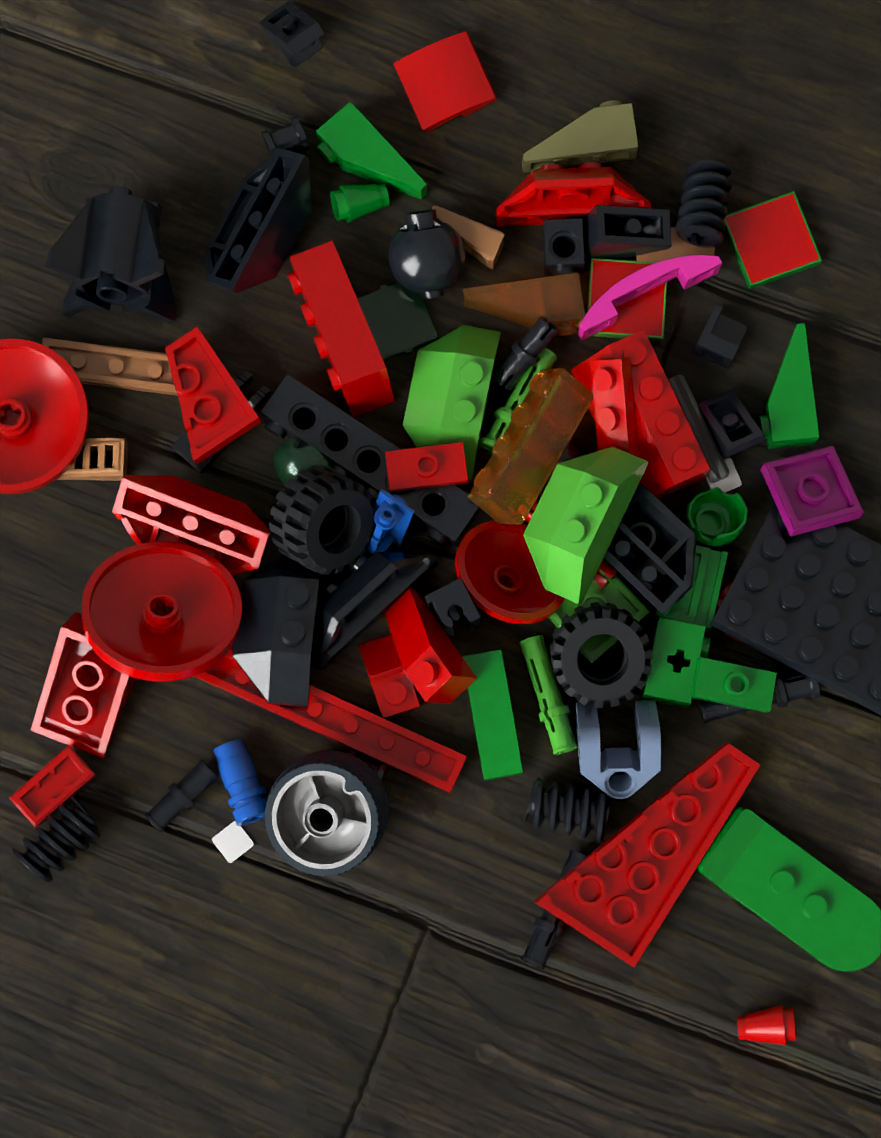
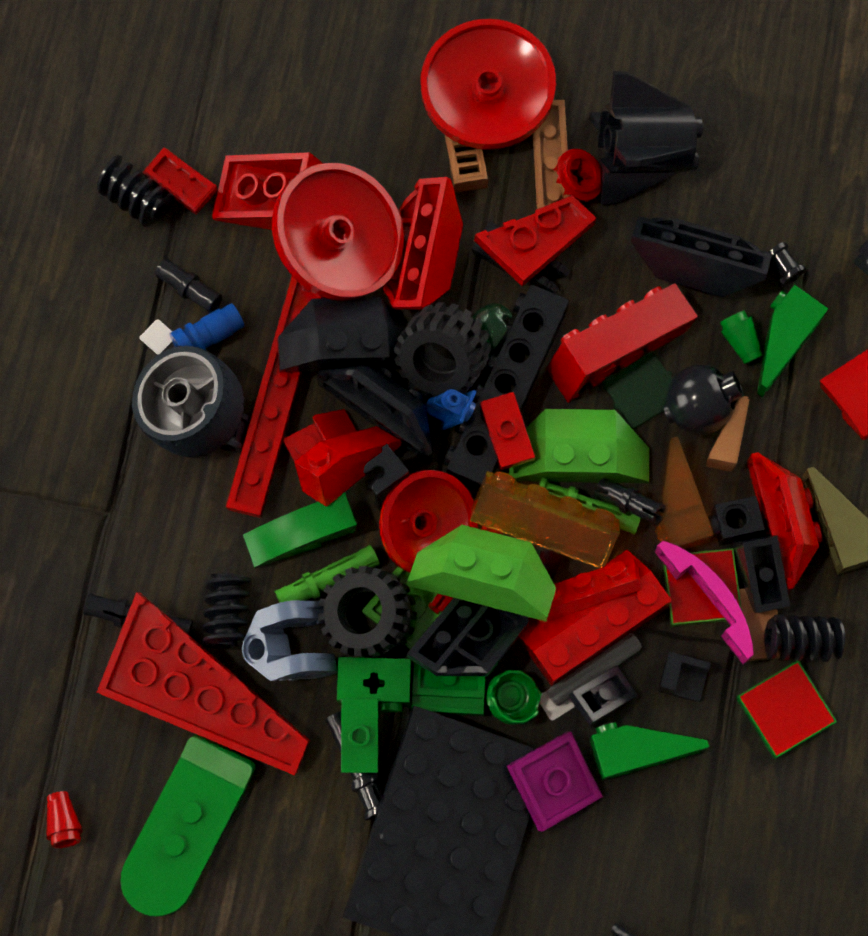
camera: 80 degrees right, 5 degrees down
(132, 326) = (587, 168): none -> red gear

